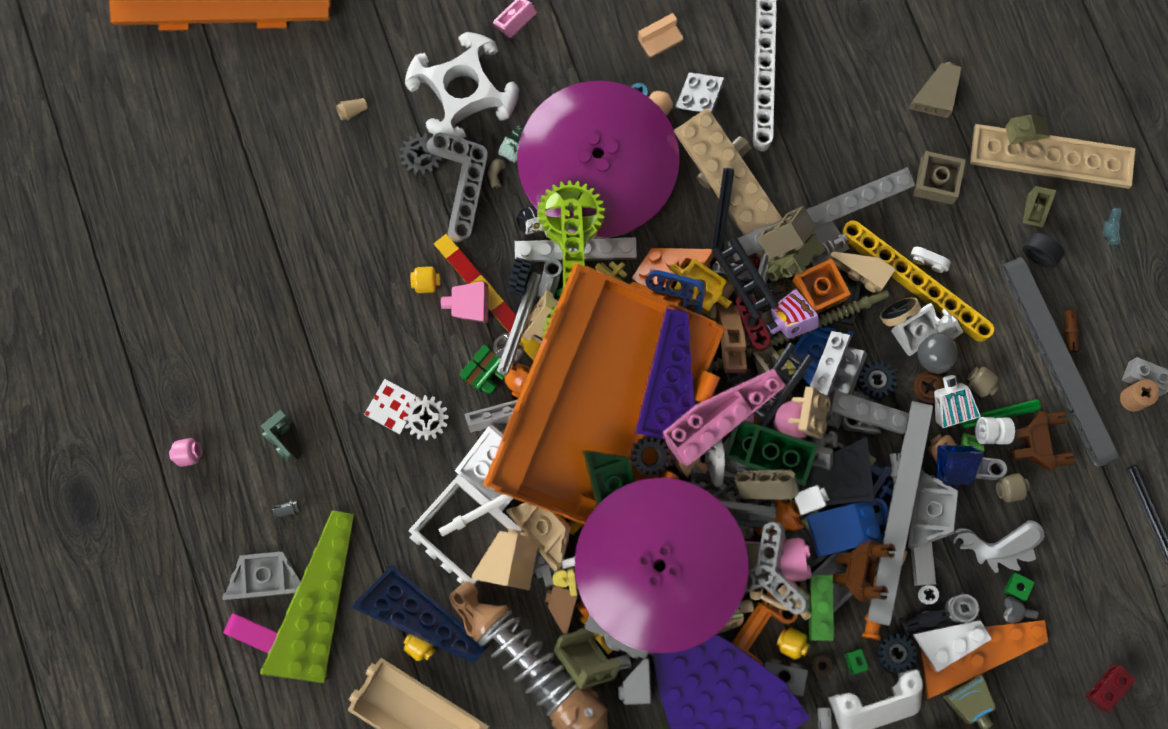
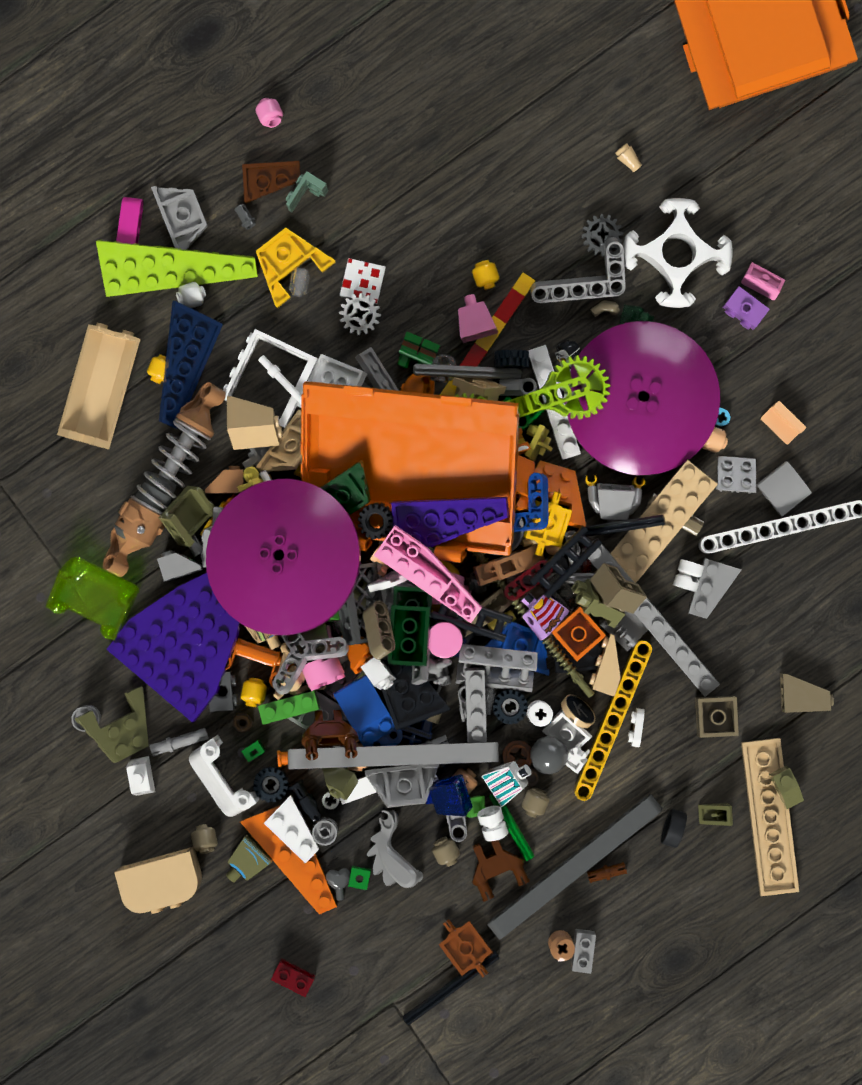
camera: 75 degrees right, 10 degrees up
(253, 473) = (267, 178): none -> reddish brown wing
(340, 481) = (282, 255): none -> yellow wing
(350, 589) = (191, 295): none -> white head
(373, 471) = (299, 282): none -> clear brick
(537, 39) = (745, 308): none -> medium lavender brick
(693, 216) = (614, 500): none -> light grey torso
(726, 52) = (784, 488): none -> light grey slope
(789, 166) = (688, 575): none -> white wheel
(805, 149) = (712, 586): none -> light grey wing
(813, 413) = (452, 653): tan plate -> none
(892, 349) = (544, 718): none -> white piece
(914, 576) = (340, 782): none -> olive slope
(1111, 227) = (715, 886): clear light blue piece -> none
(1119, 496) = (465, 948): none -> dark orange plate

